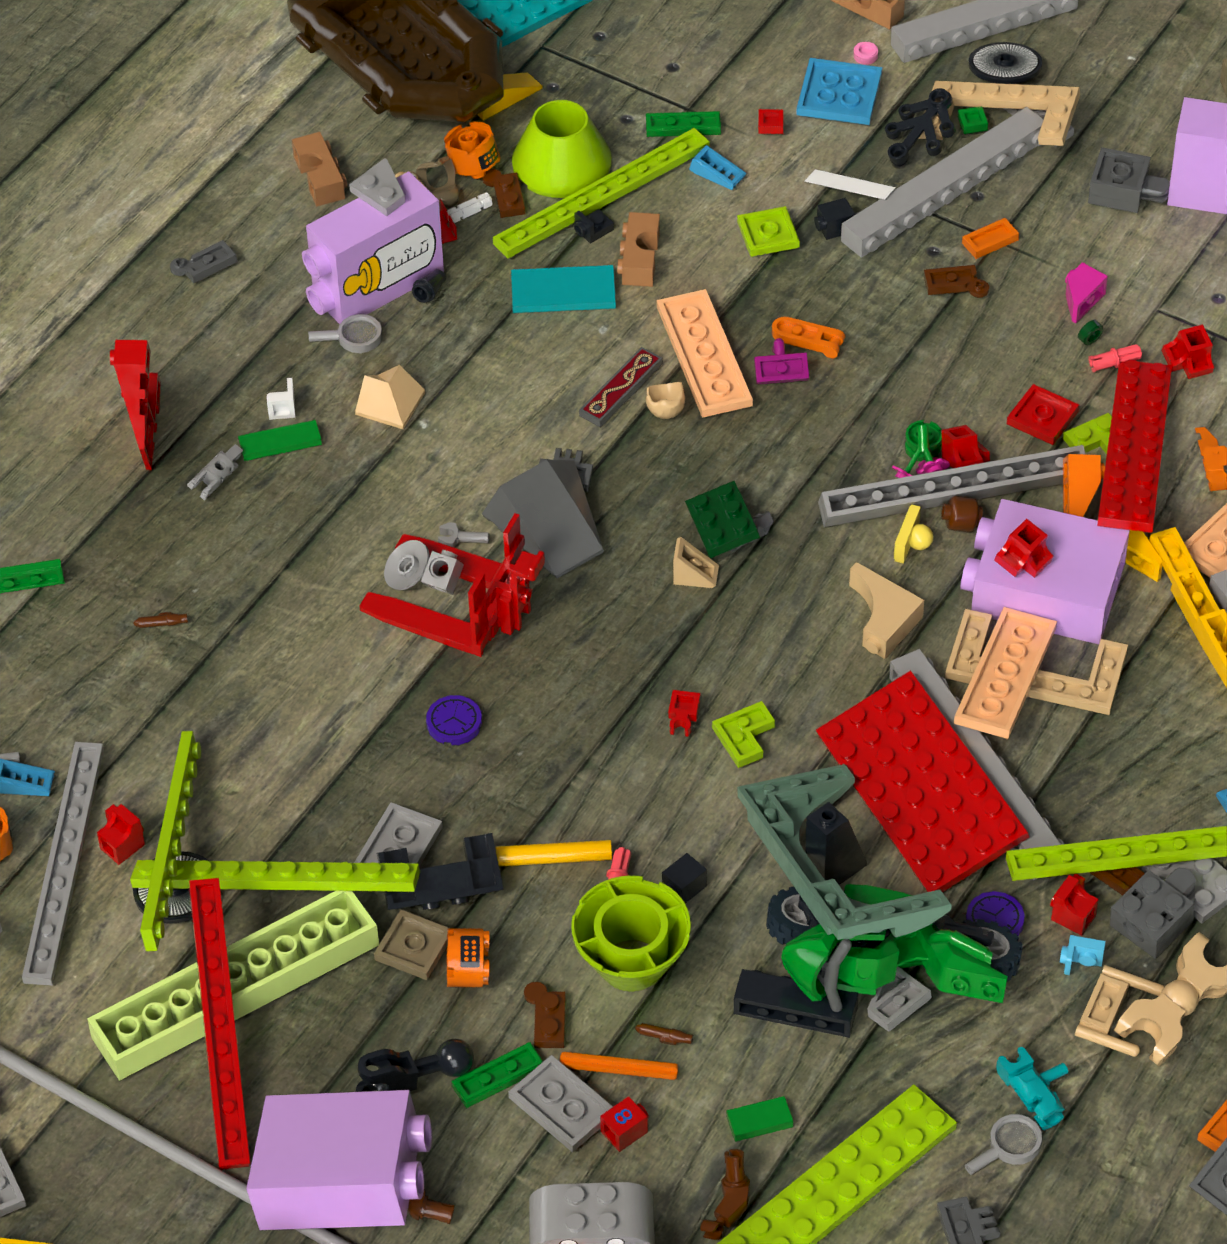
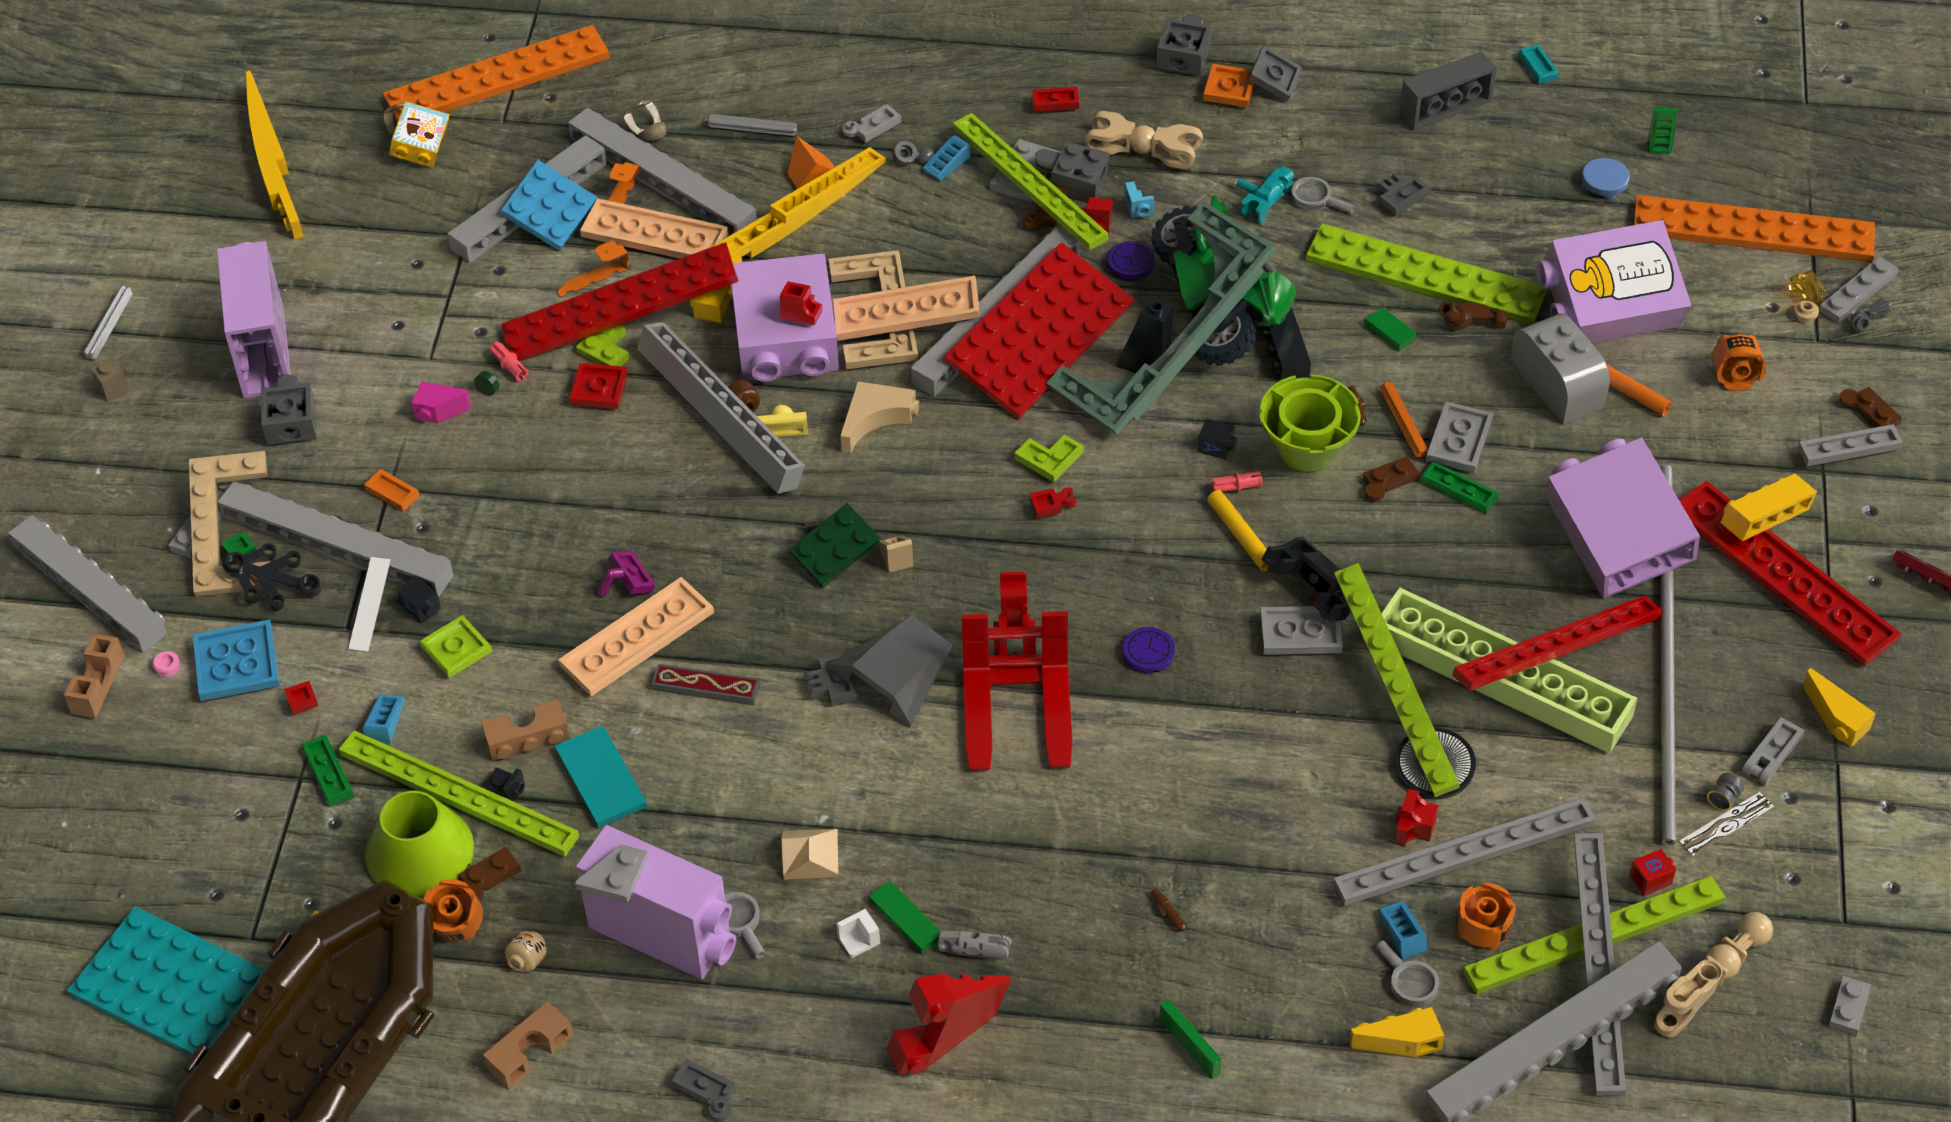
camera: 115 degrees left, 0 degrees up
(169, 843) = (1405, 762): lime plate -> none
(401, 1072) = (1511, 528): black piece -> none
(406, 565) = (1019, 742): light grey dish -> none
(412, 945) = (1386, 576): dark tan plate -> none
(442, 583) = (1004, 712): light grey brick -> none
(446, 233) = (561, 909): red piece -> none
(449, 192) = (507, 924): dark tan piece -> none
(458, 536) = (946, 730): light grey bar -> none
(466, 957) = (1383, 529): orange brick -> none
(470, 207) = (524, 896): white axle -> none
(624, 1123) = (1452, 390): red brick -> none
(665, 399) = (711, 636): tan hair -> none
(808, 335) = (579, 572): orange plate -> none
(929, 464) = (696, 439): plant -> none
(935, 439) = (669, 451): green wheel -> none
(955, 280) = (461, 493): reddish brown hinge -> none
(962, 448) = (675, 414): red brick -> none
(1005, 63) = (131, 553): piece -> none
(1080, 481) = (692, 320): orange slope -> none
(1105, 1005) = (1171, 178): tan plate -> none
(1190, 352) = (482, 312): red brick -> none

